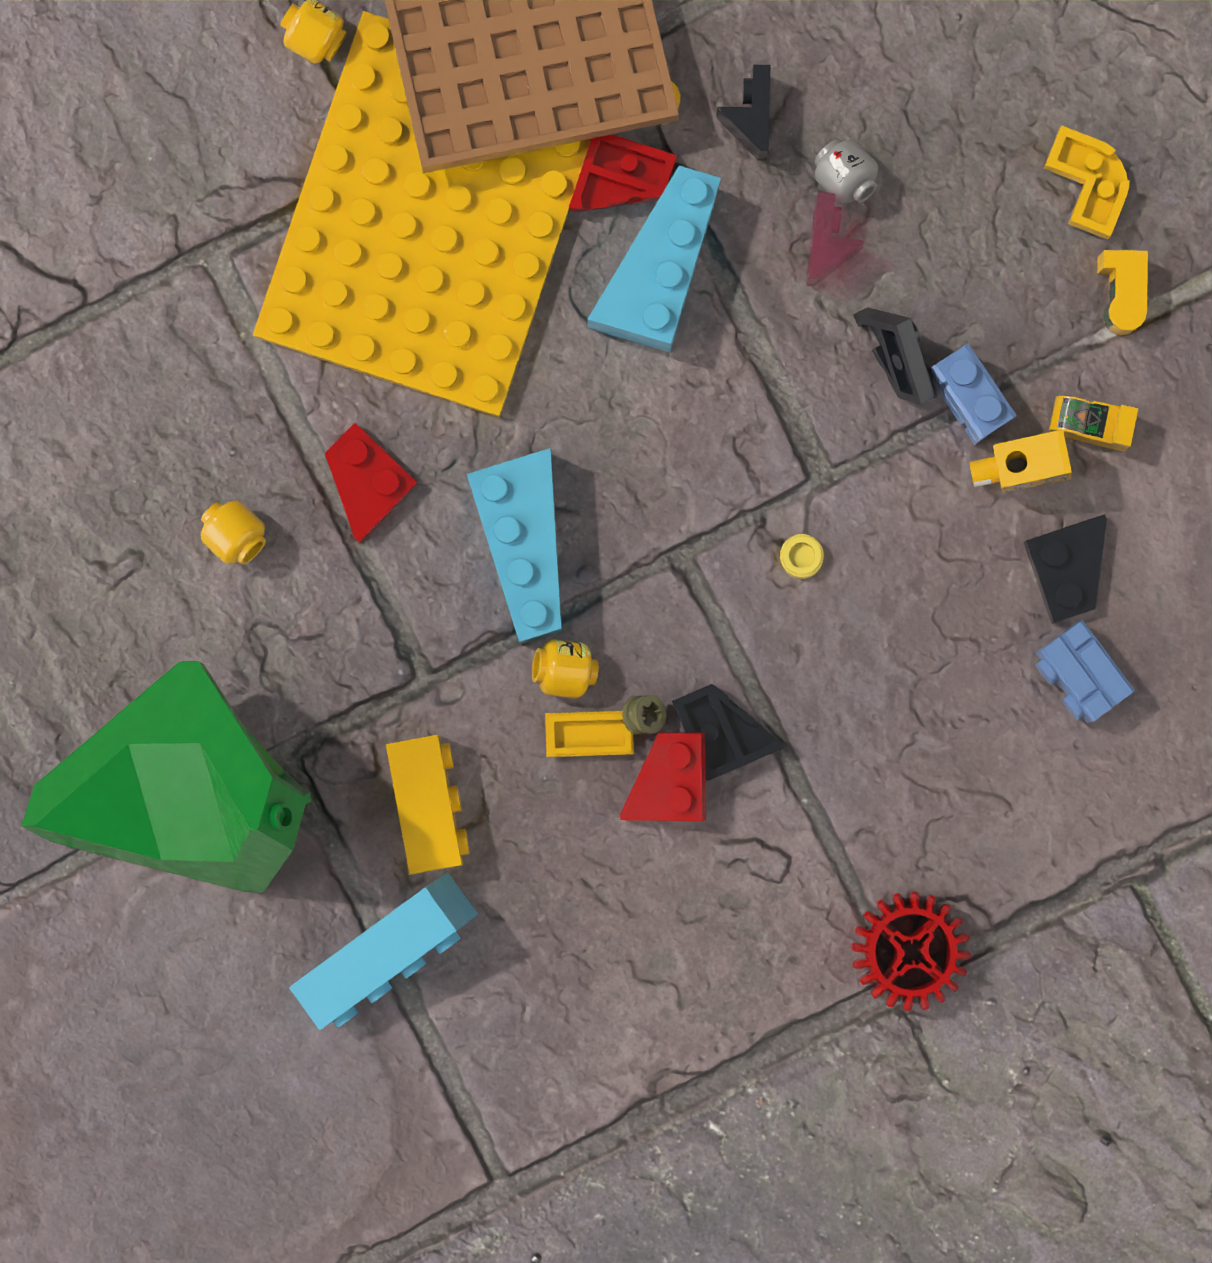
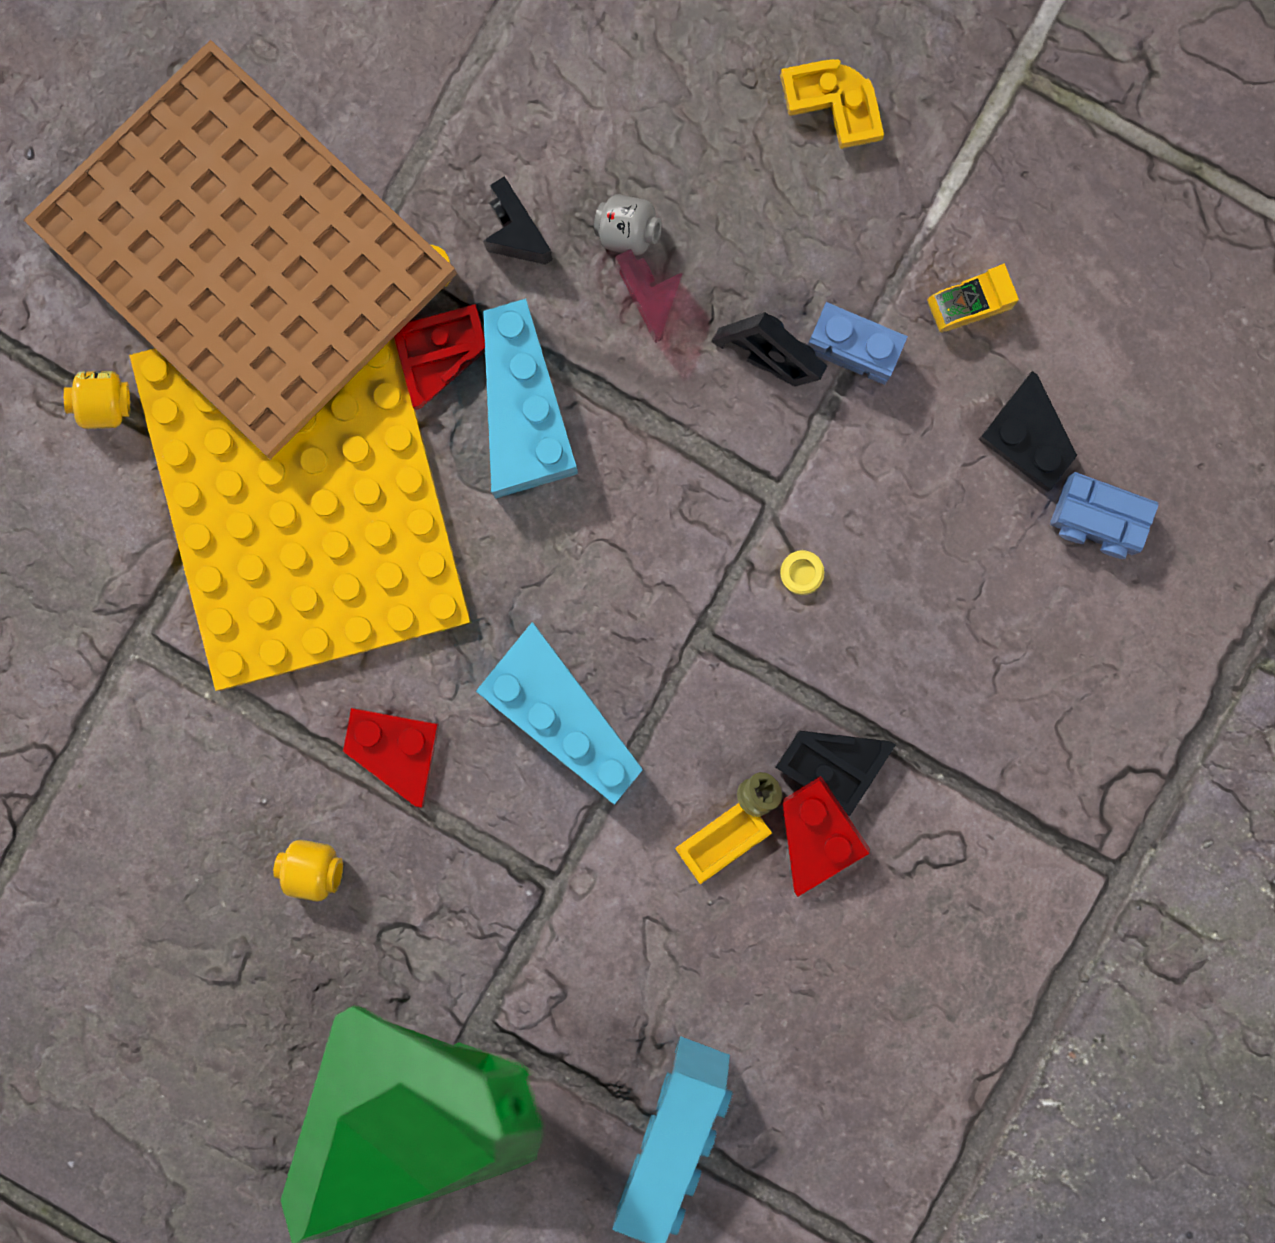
camera: 30 degrees left, 0 degrees up
(427, 804) = (626, 992): yellow brick -> none
(564, 668) = (666, 800): yellow head -> none
(896, 966) = (1114, 865): red gear -> none
(1045, 460) = (953, 357): yellow torso -> none
(1126, 289) = (926, 170): yellow leg -> none

